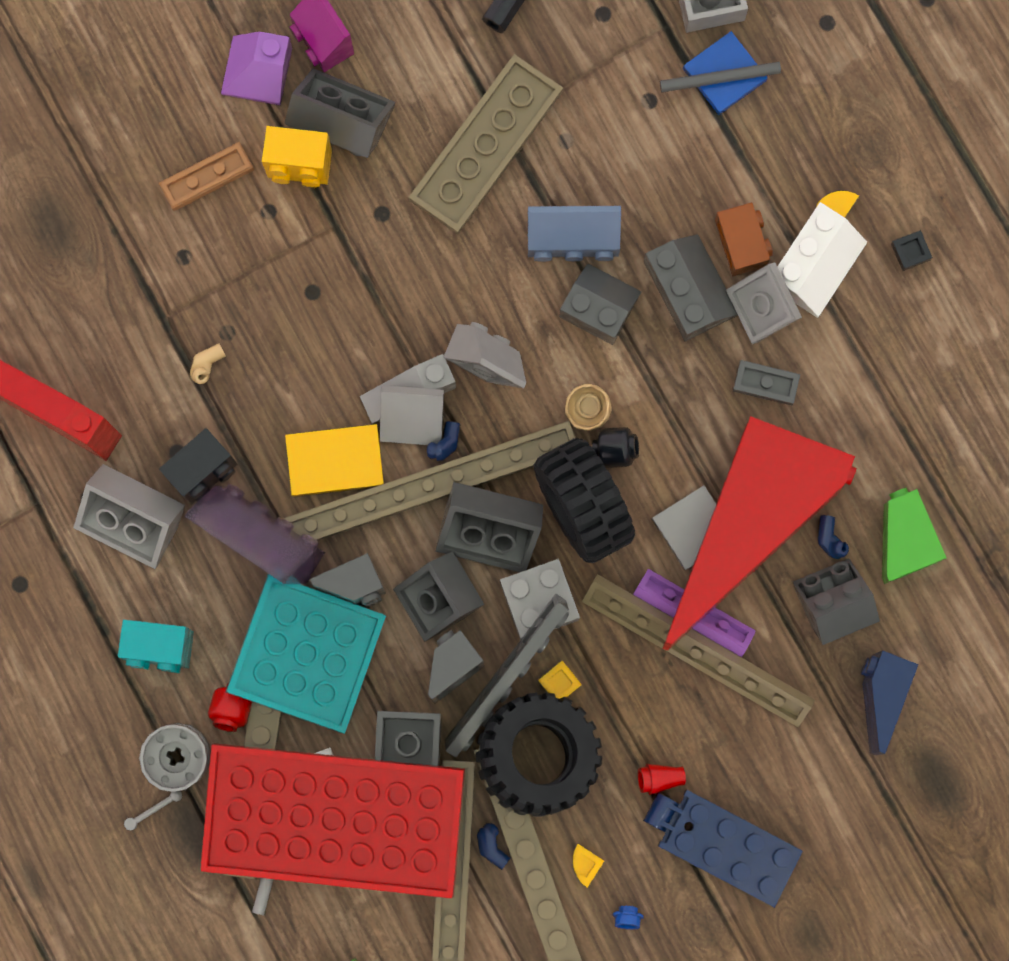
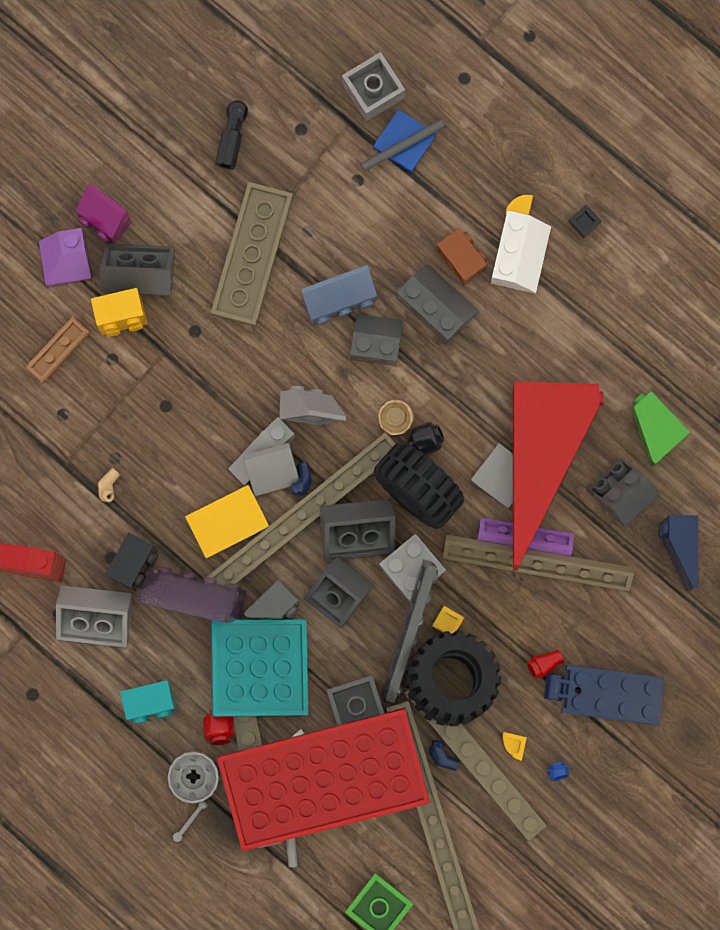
camera: 20 degrees left, 0 degrees up
(452, 664) = (368, 635): dark grey slope -> none
(763, 303) = (493, 297): light grey tile -> none
(766, 382) = (516, 353): dark grey plate -> none
(828, 540) = (601, 450): dark blue arm -> none

